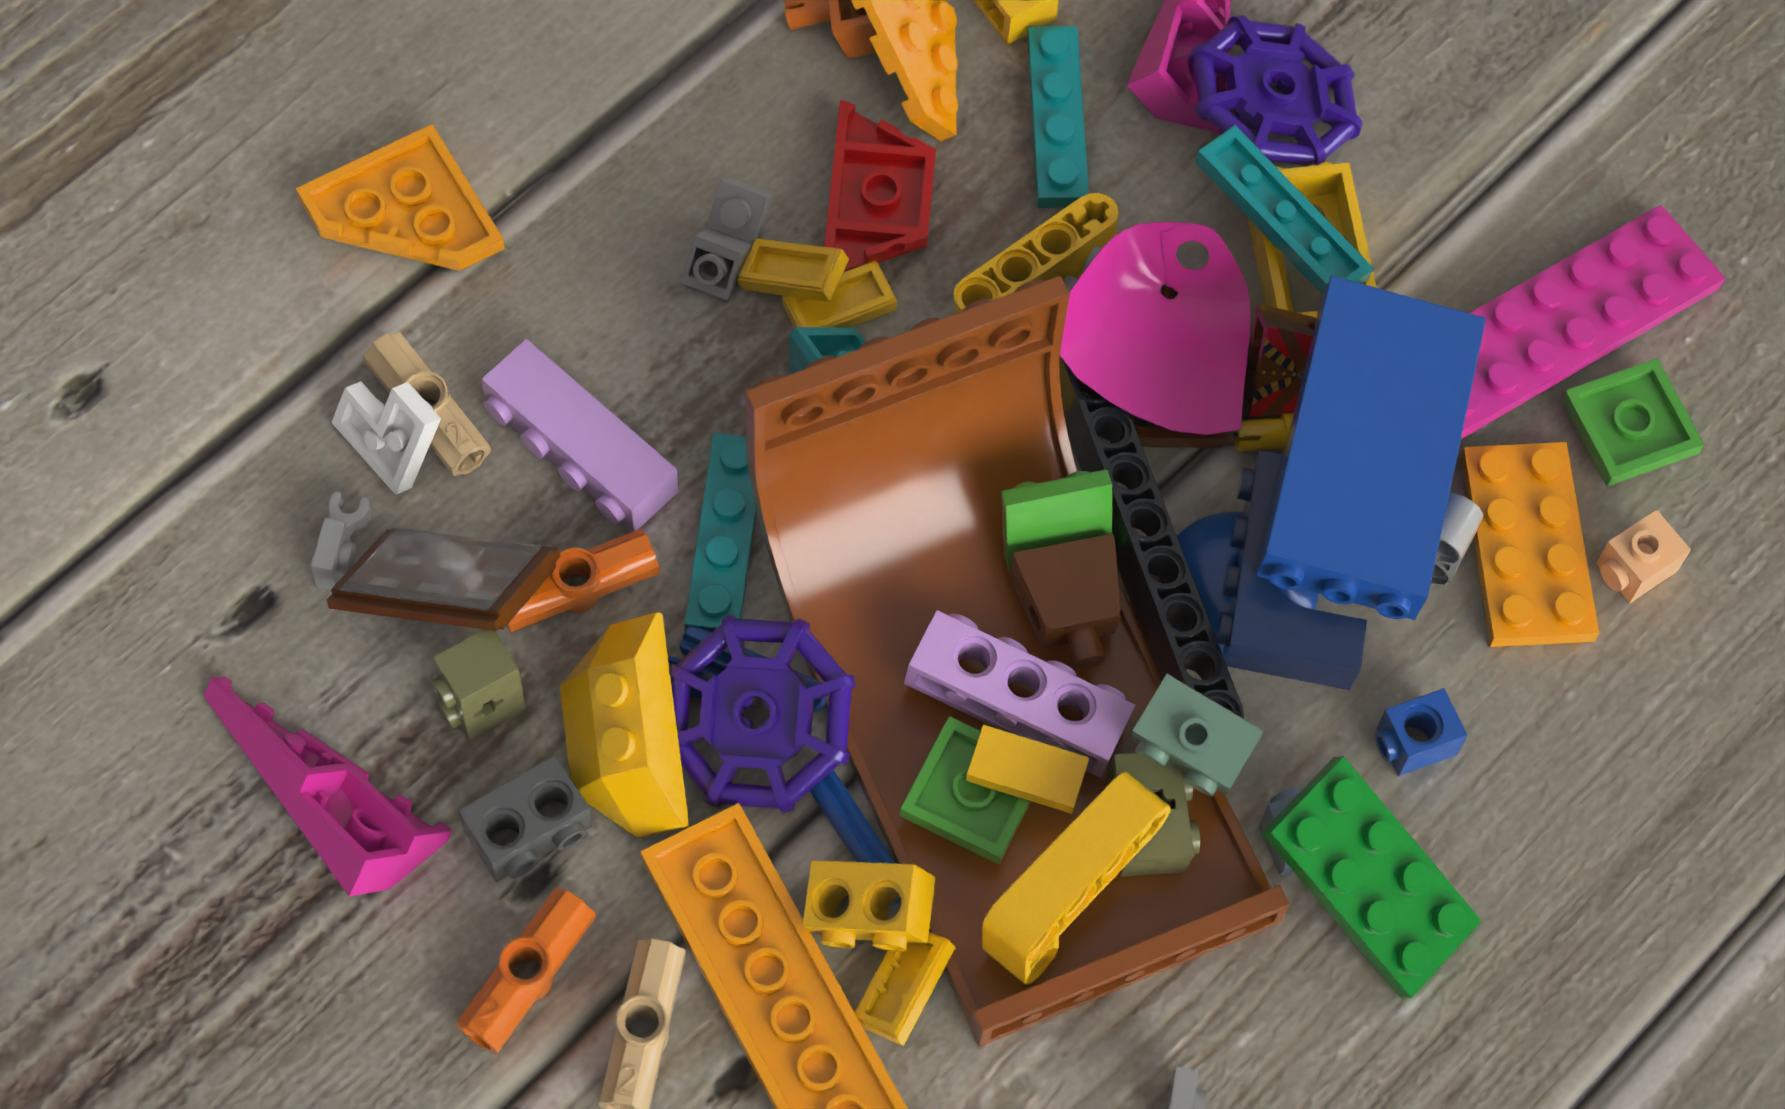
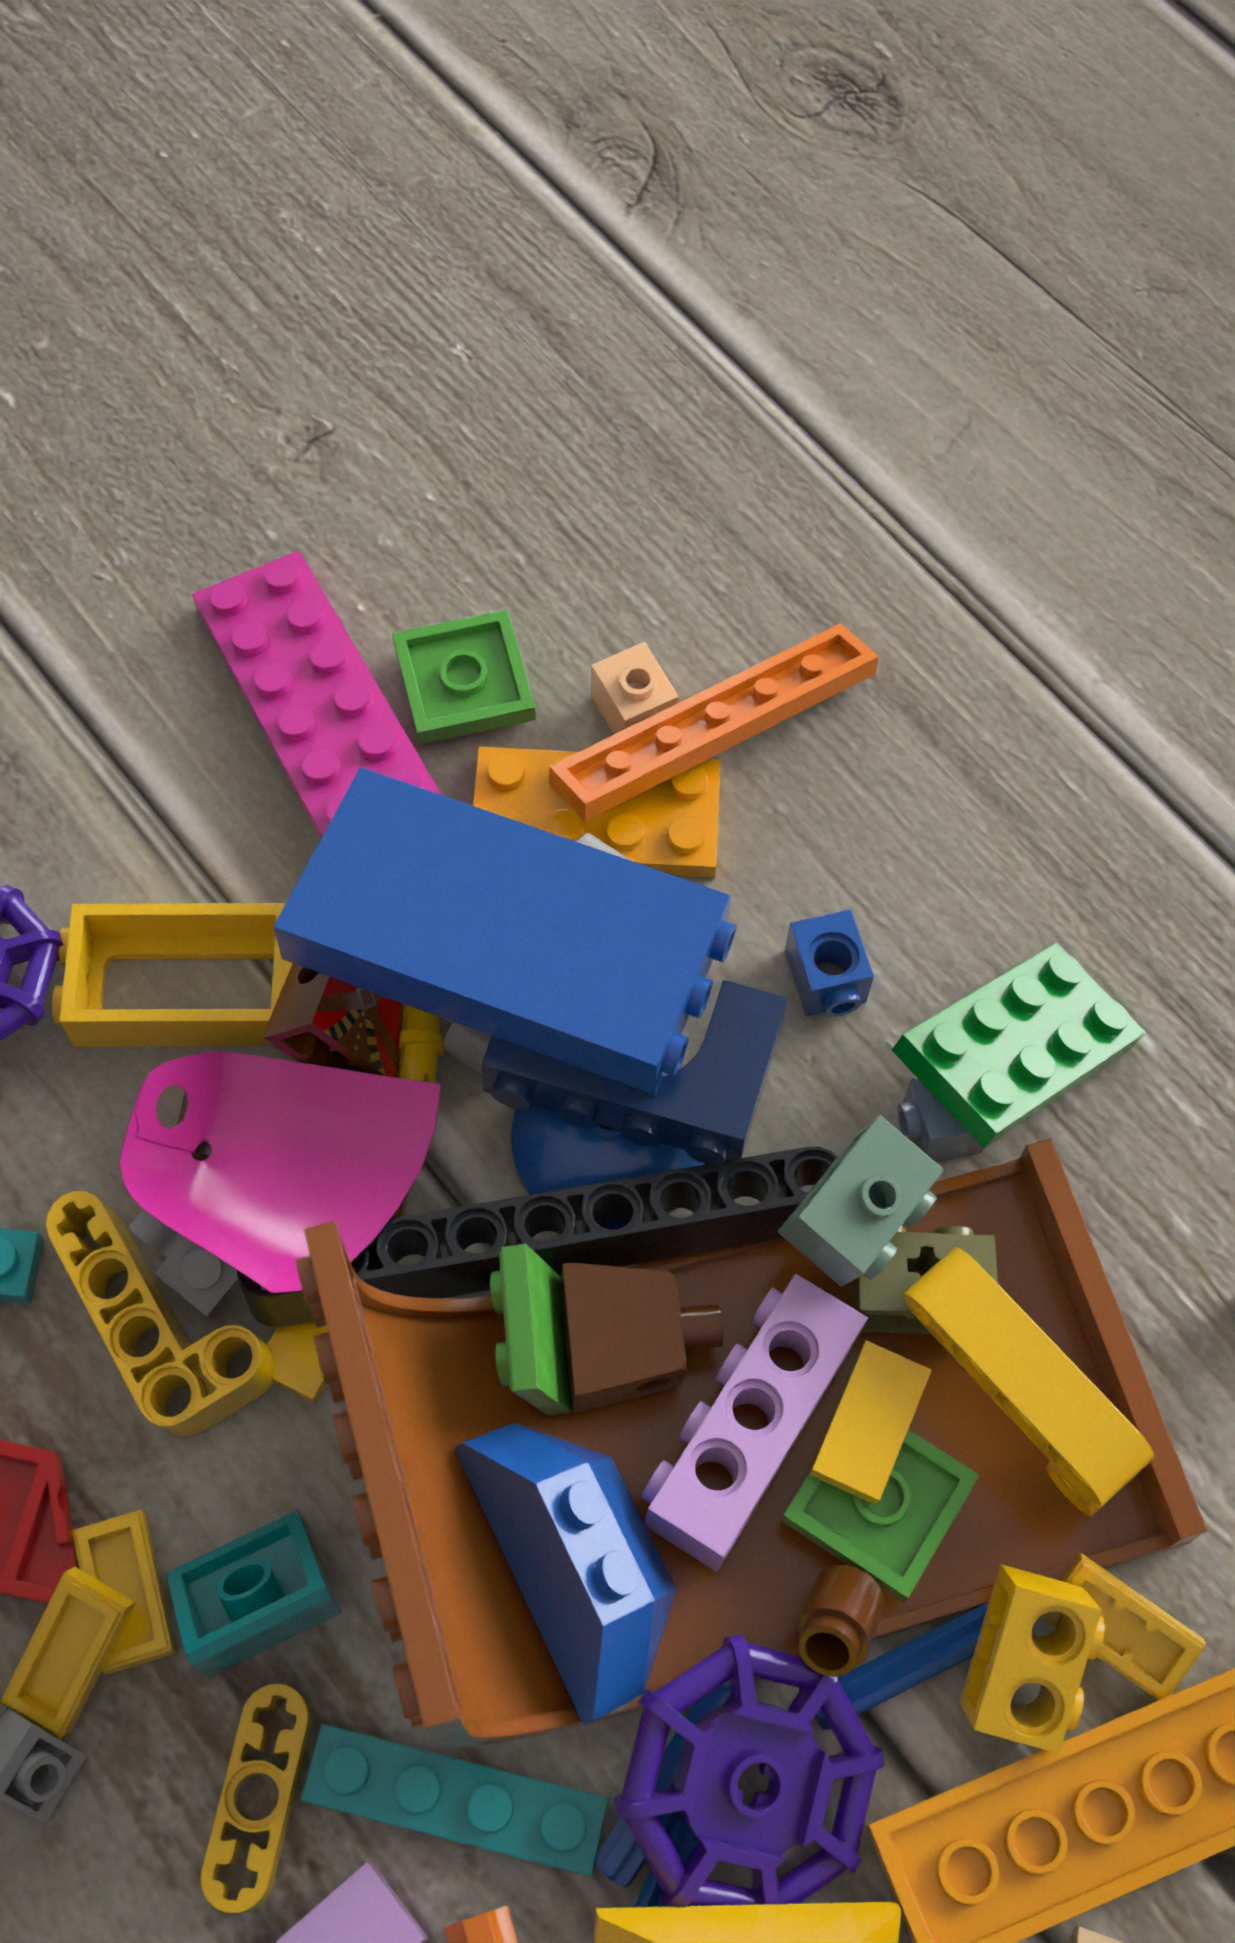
camera: 80 degrees left, 0 degrees up
(698, 390) = (259, 1859): none -> yellow beam
(877, 758) = (839, 1620): none -> reddish brown brick
(898, 574) = (576, 1559): none -> blue wedge
(1280, 210) = (135, 988): teal plate -> none
(1631, 619) = (711, 721): none -> orange plate

